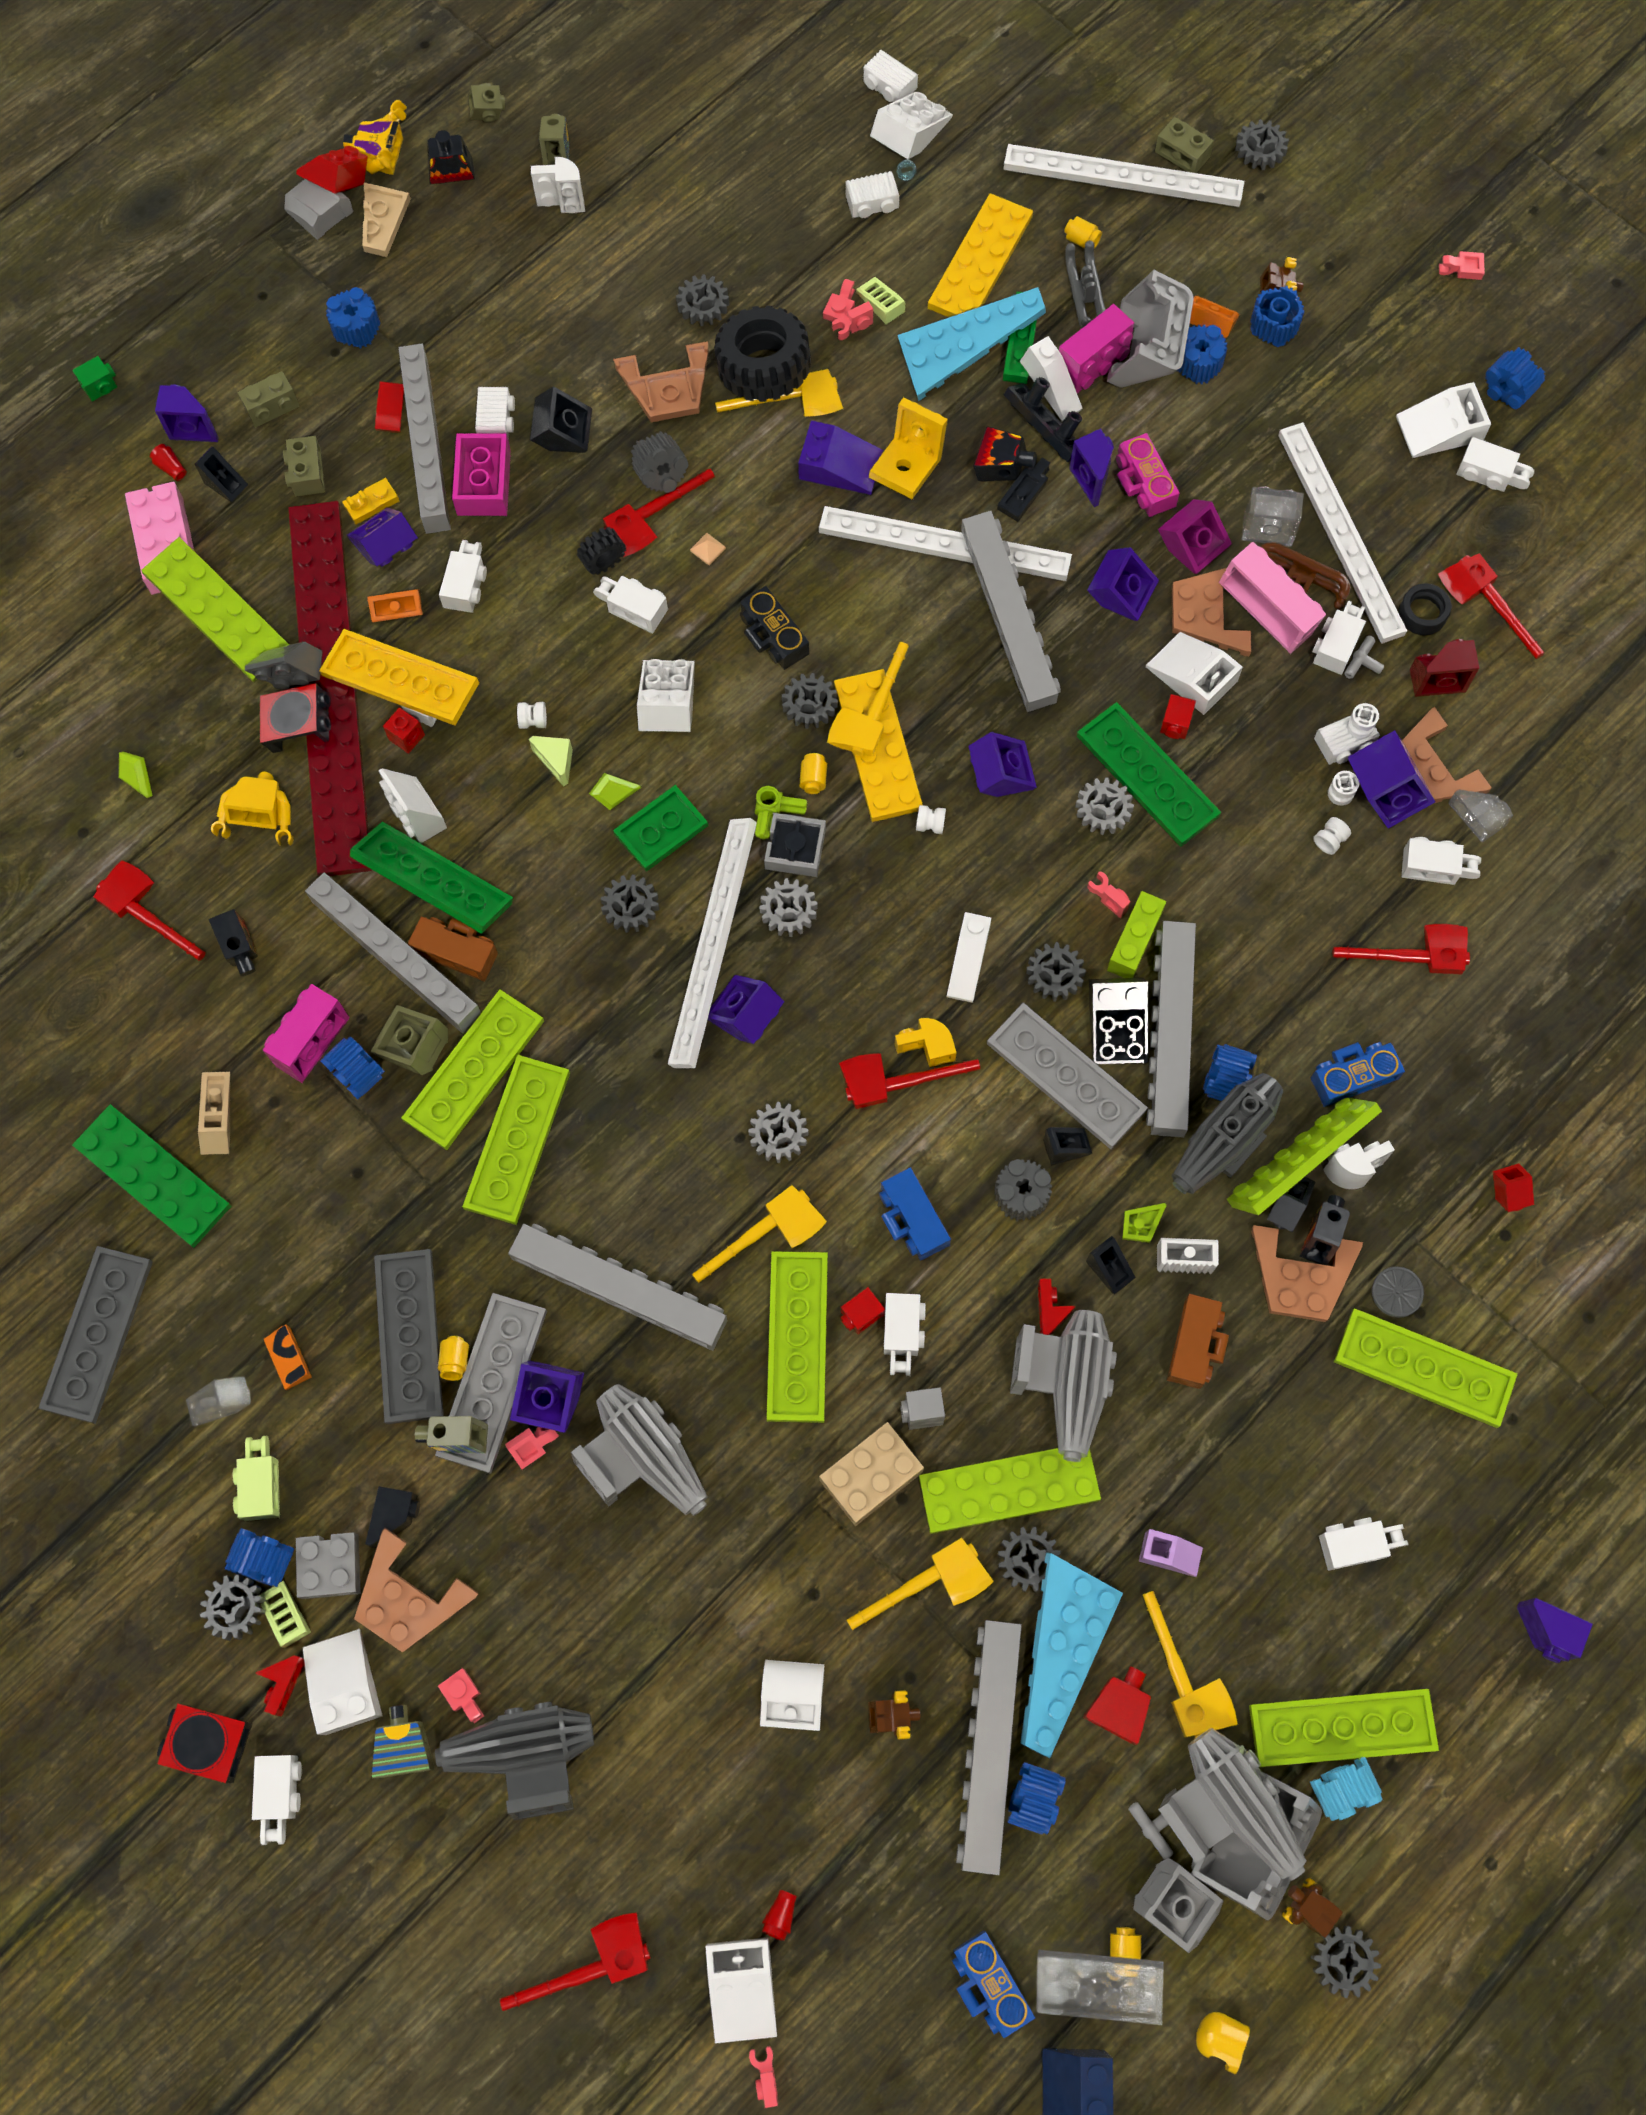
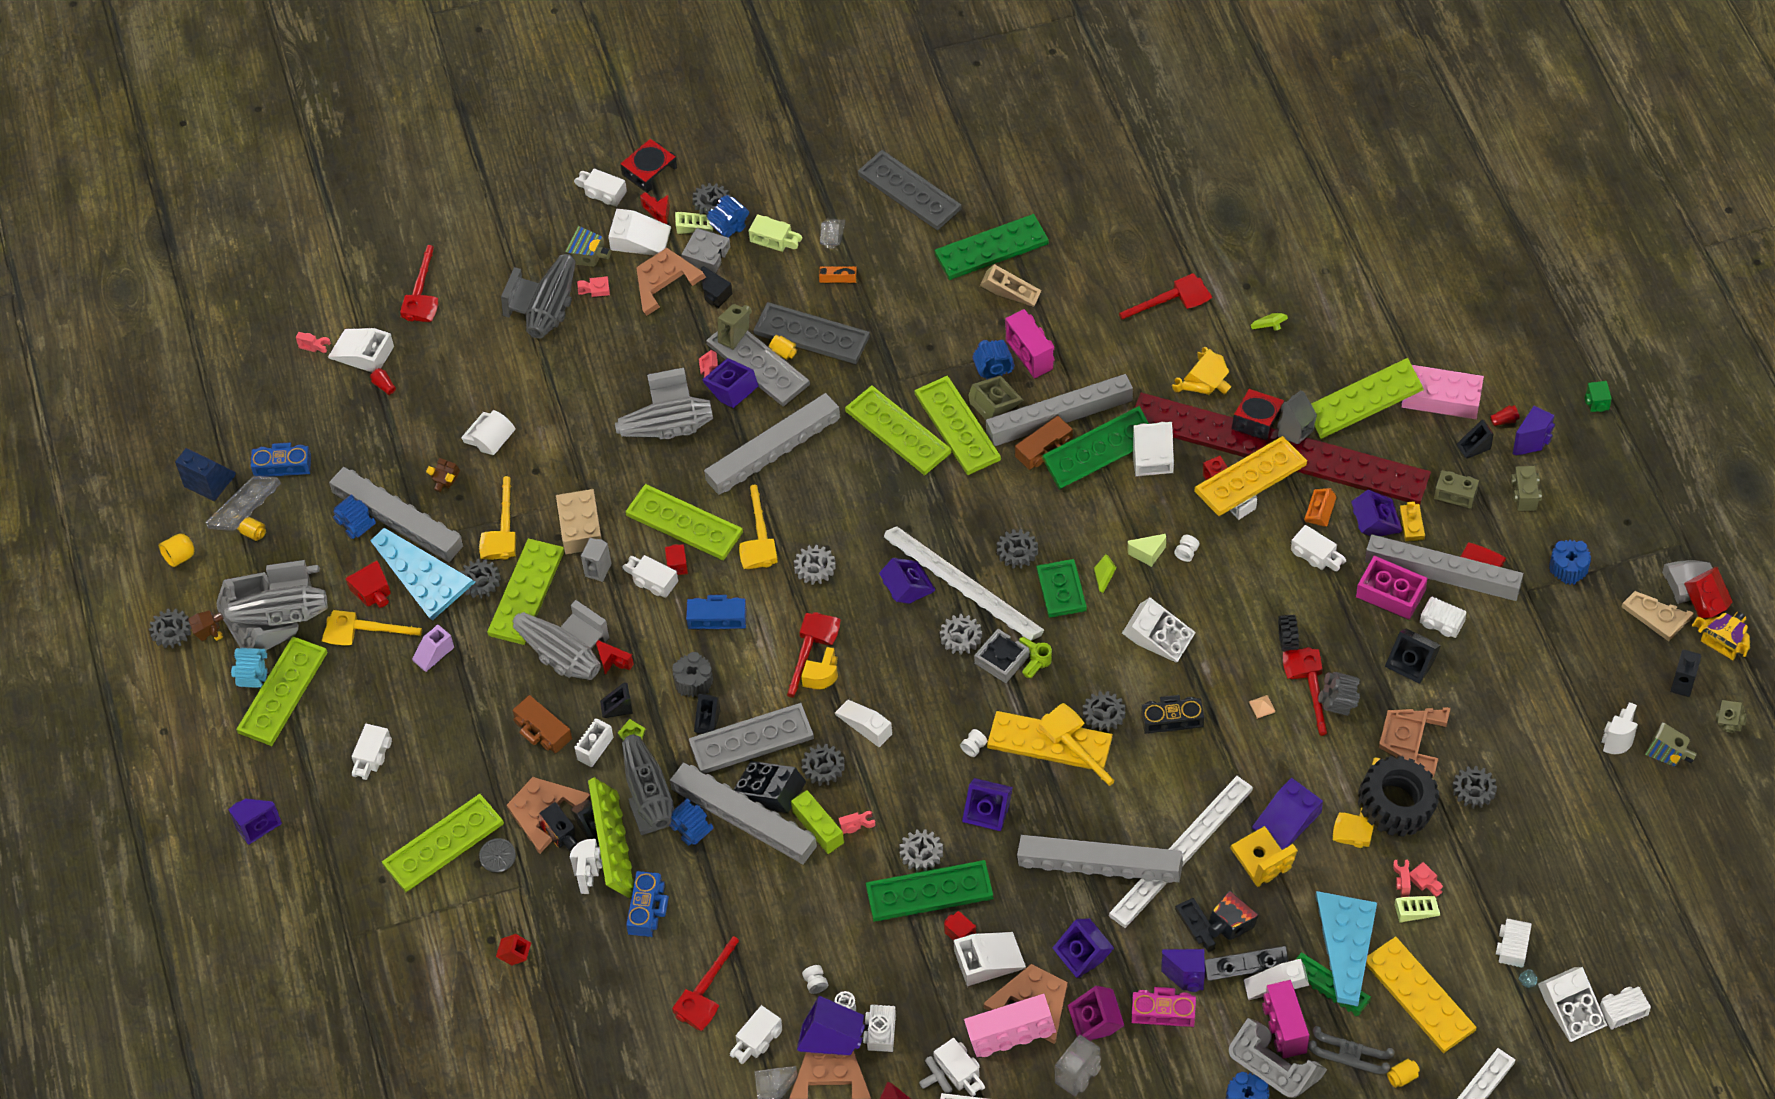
camera: 120 degrees right, 15 degrees down
(230, 934) = (1116, 331): black torso -> none
(633, 602) = (1240, 640): white brick -> none
(813, 773) = (1048, 690): yellow brick -> none
(1178, 1904) = (253, 558): light grey slope -> none
(1304, 571) = (1023, 1069): reddish brown piece -> none

